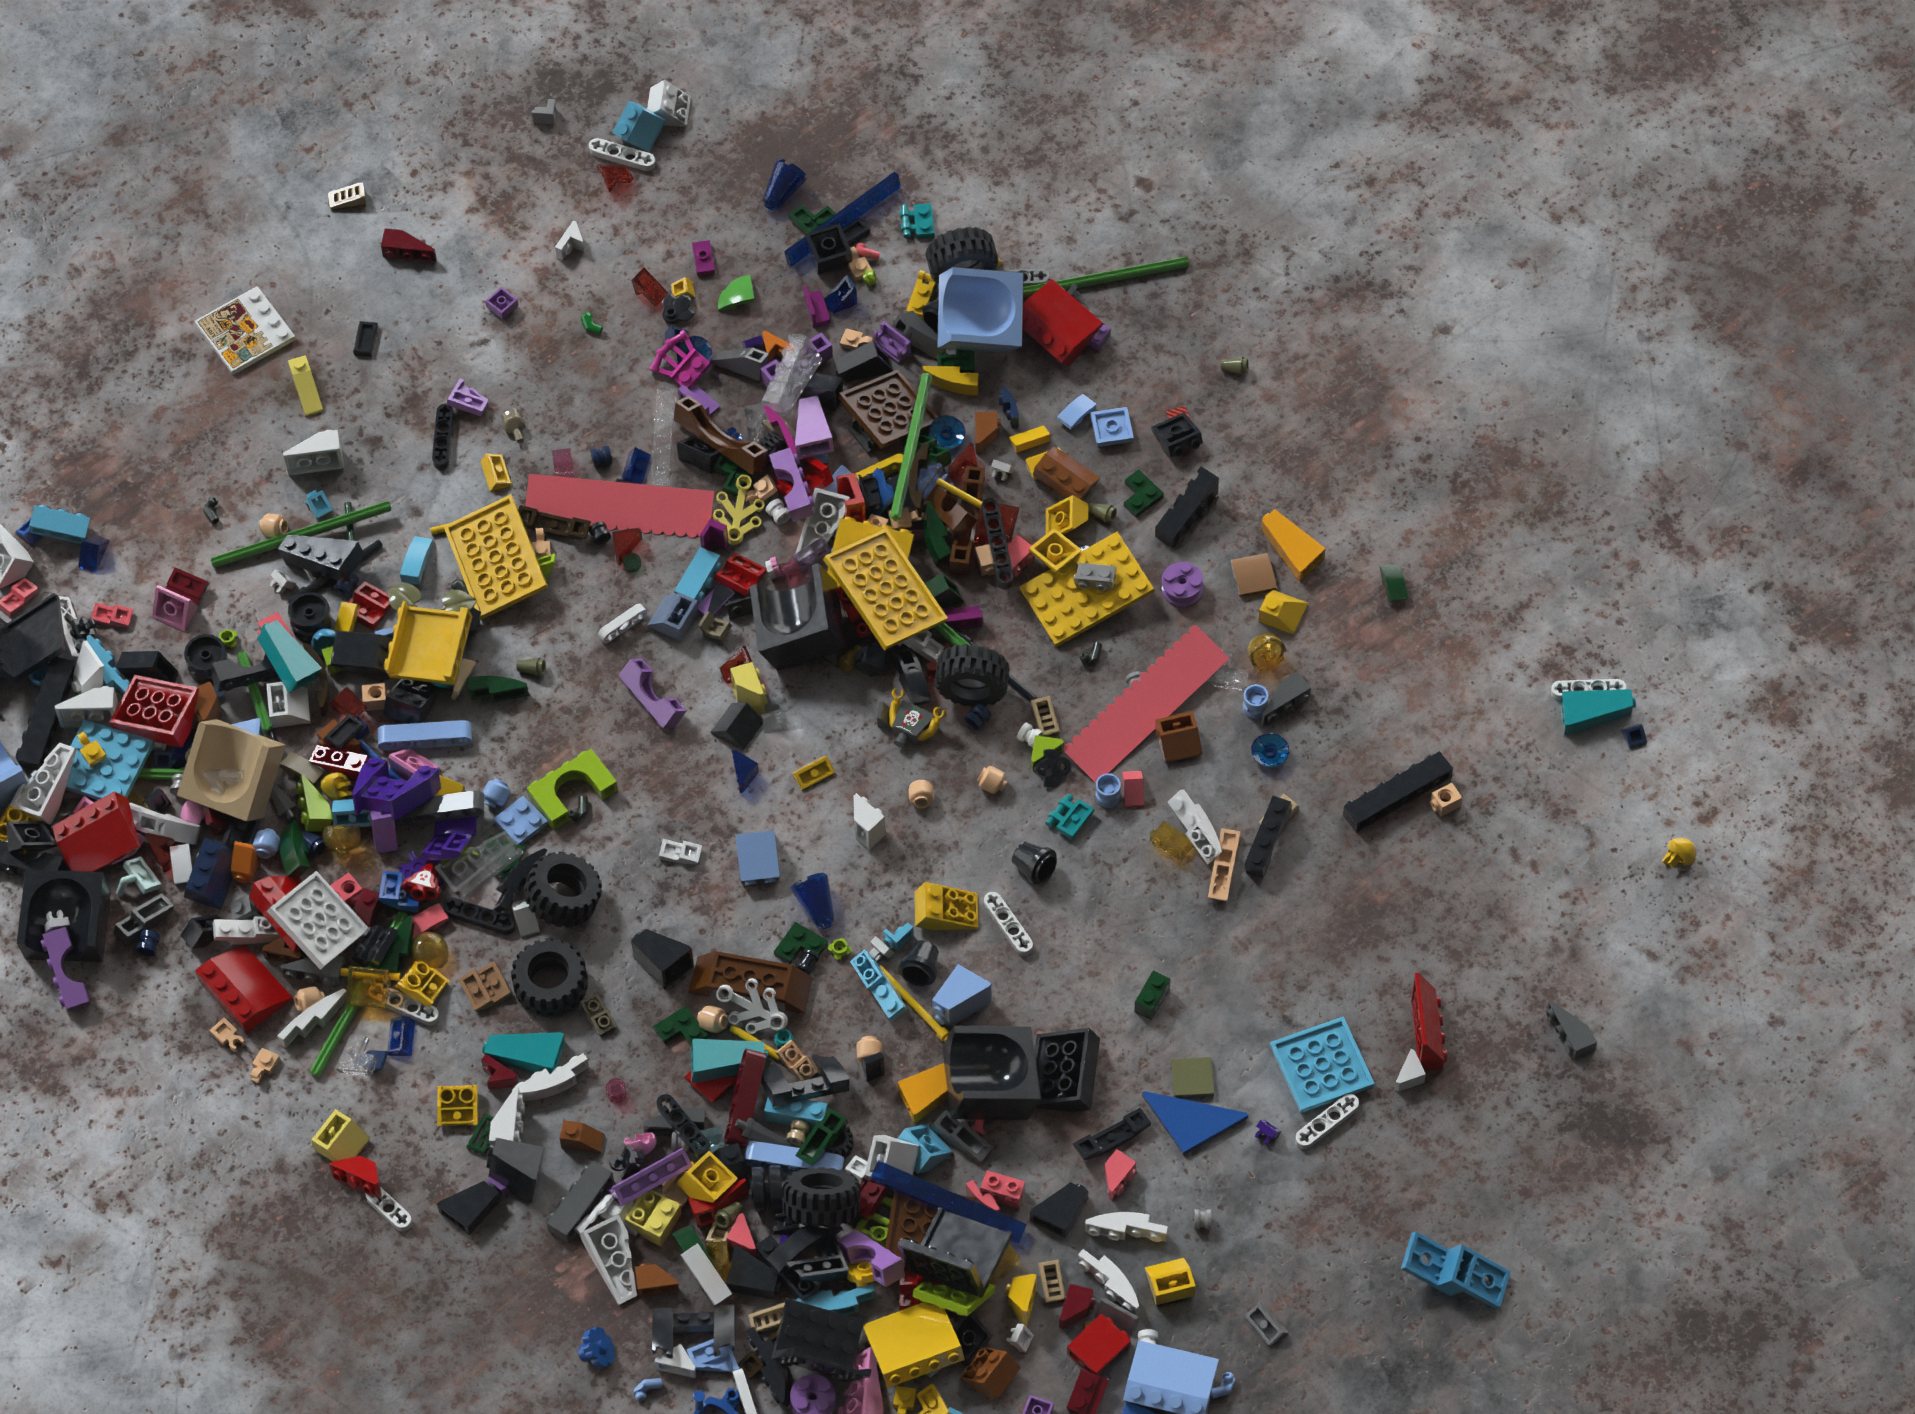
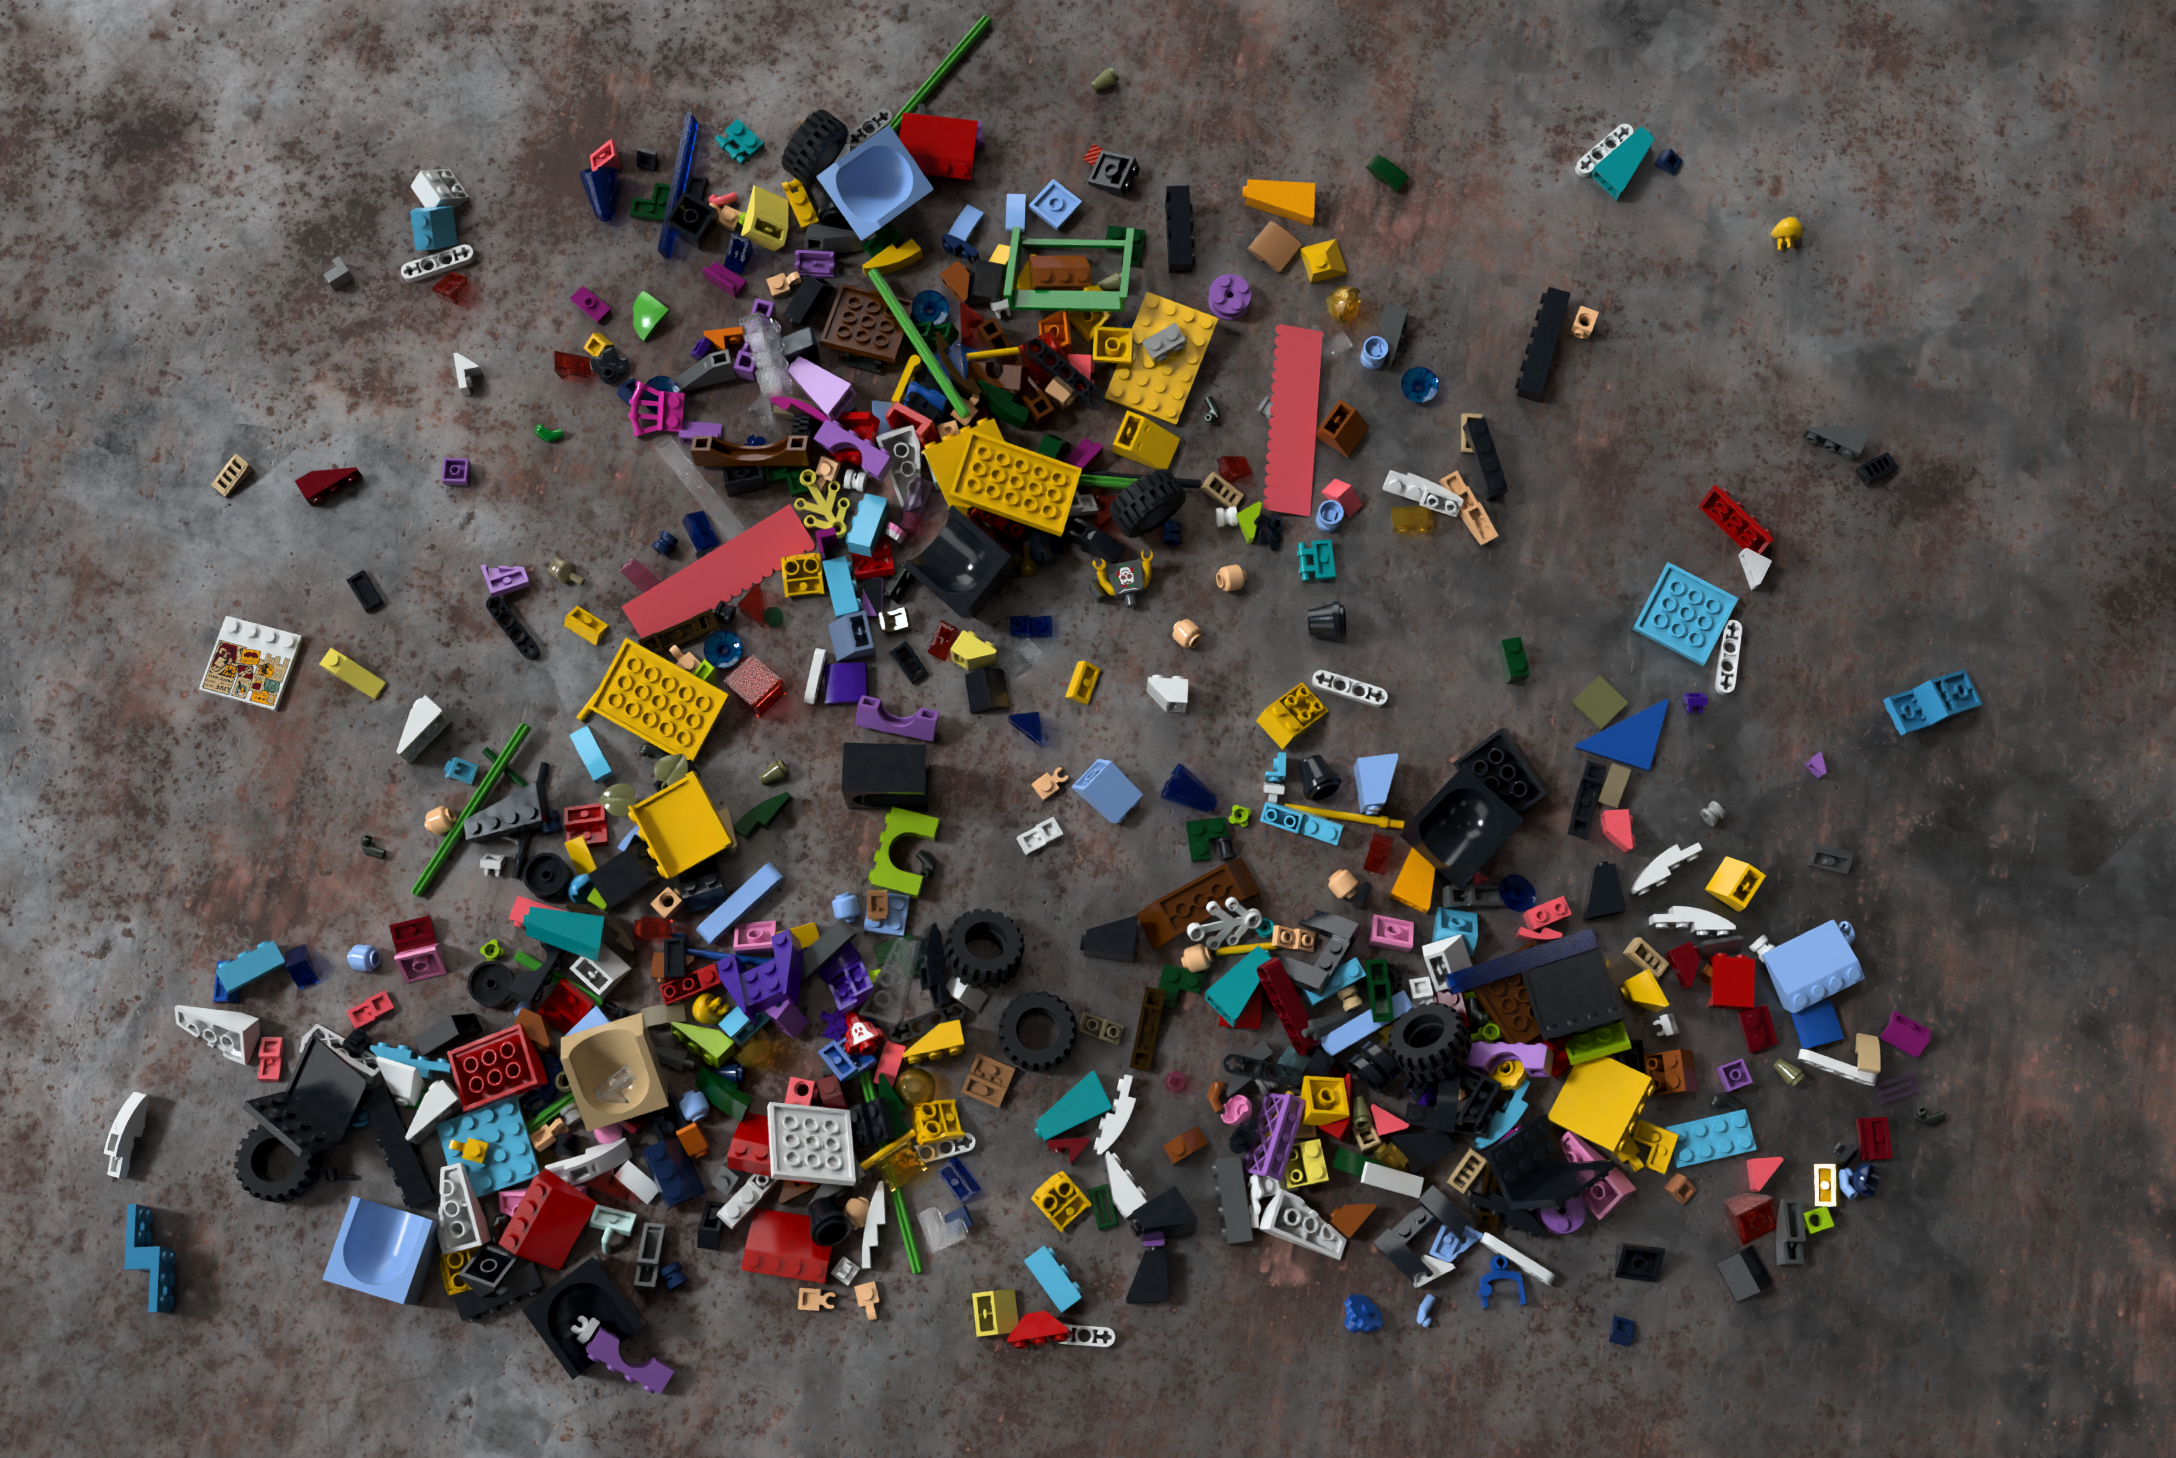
camera: 45 degrees left, 15 degrees up
(138, 576) = (363, 957): none -> light blue head
(149, 785) = (546, 1134): none -> light nougat plate
(242, 708) = (566, 1006): none -> red slope
(266, 1034) = (845, 1271): none -> white tile
(281, 986) = (827, 1222): none -> black piece
(403, 1151) = (1053, 1278): none -> medium azure brick
(471, 929) = (941, 1040): none -> yellow slope
(517, 805) = (877, 905): none -> medium nougat bracket
(573, 598) = (755, 685): none -> clear red slope
(574, 550) = (723, 640): none -> clear blue dish
(602, 719) = (885, 776): none -> black piece
(631, 1040) = (1147, 1029): none -> dark brown slope
(634, 1122) = (1214, 1094): none -> dark orange arm
(640, 643) = (845, 683): none -> dark purple slope
(677, 548) = (802, 574): none -> yellow slope
(705, 649) = (909, 652): none -> black slope
(718, 822) = (1047, 784): none -> light nougat plate
(757, 547) = (867, 525): none -> medium azure brick
(811, 164) = (606, 156): none -> coral slope
(811, 705) = (1030, 626): none -> clear blue slope
(838, 185) = (646, 158): none -> black tile
(872, 1113) = (1391, 934): none -> bright pink slope
(881, 1212) = (1475, 1014): none -> pearl dark grey arm
(883, 285) = (766, 219): none -> light yellow slope
(916, 1050) = (1378, 853): none -> clear red slope
(999, 1152) = (1522, 889): none -> clear blue dish
(1004, 442) = (985, 282): none -> black slope
(1017, 638) = (1145, 442): none -> yellow slope
(1029, 516) = (1059, 324): none -> orange slope
(1031, 392) = (966, 222): none -> light blue slope
(1052, 496) = (1066, 300): none -> piece
(1068, 705) = (1233, 468): none -> clear red slope
(1145, 1140) = (1614, 785): none -> dark tan slope
(1319, 1246) = (1816, 765): none -> medium lavender slope
(1584, 1083) = (1865, 476): none -> black slope

